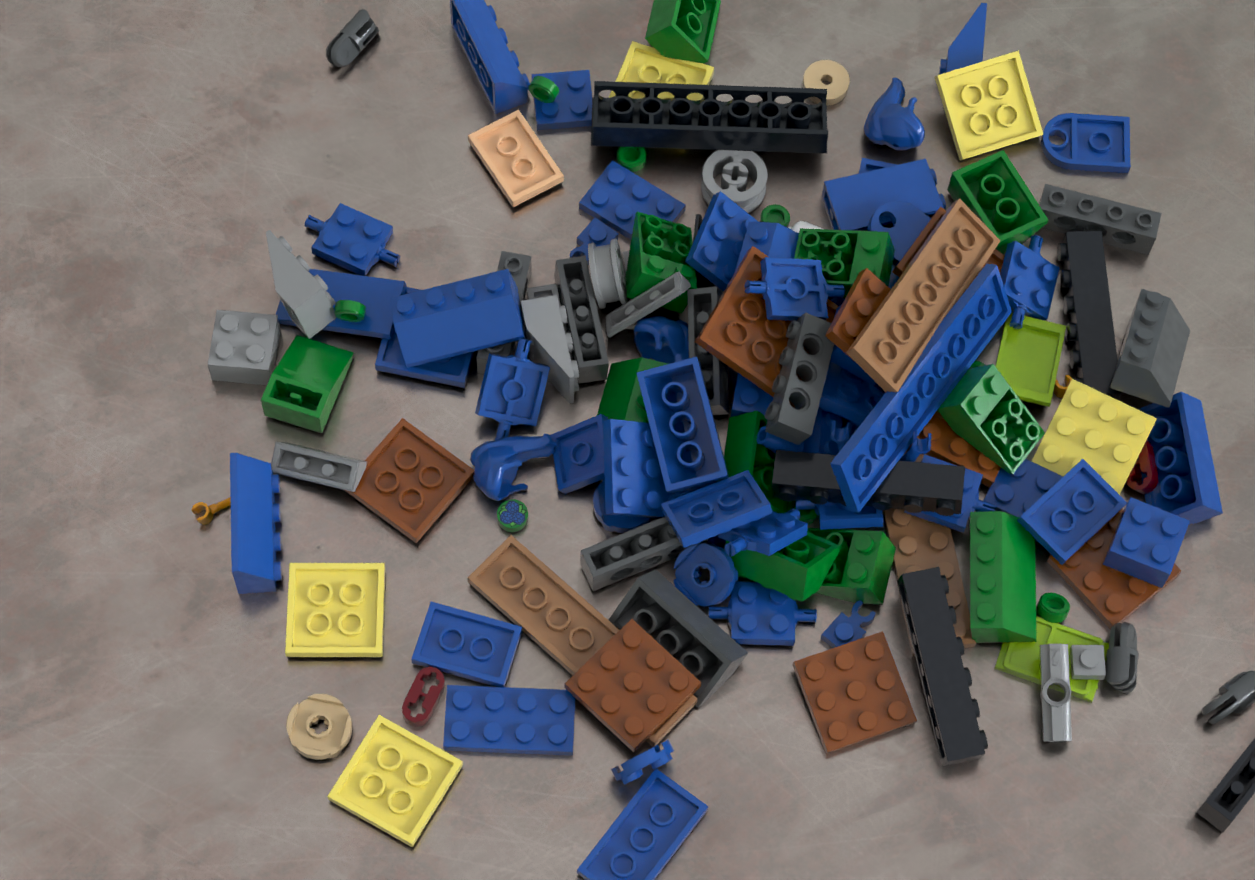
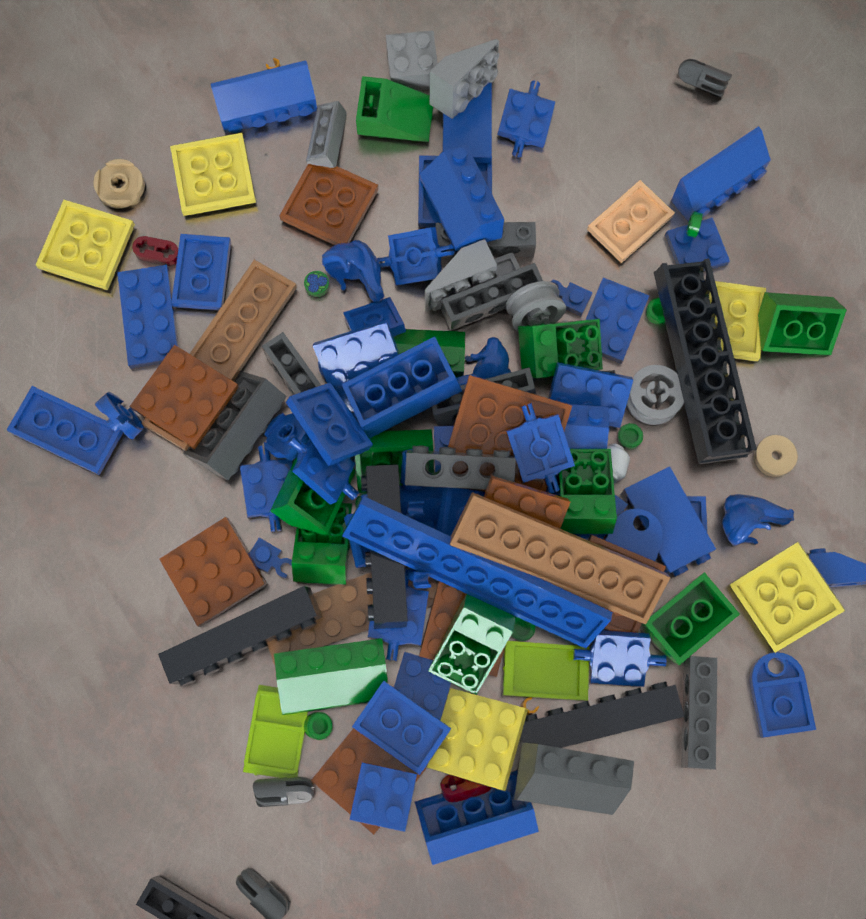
camera: 80 degrees right, 10 degrees up
(350, 310) = (453, 122): green tile -> none
(646, 303) = (513, 341): light grey slope -> none
(1055, 715) = (221, 739): light grey piece -> none
(1087, 662) = (271, 761): light grey plate -> none

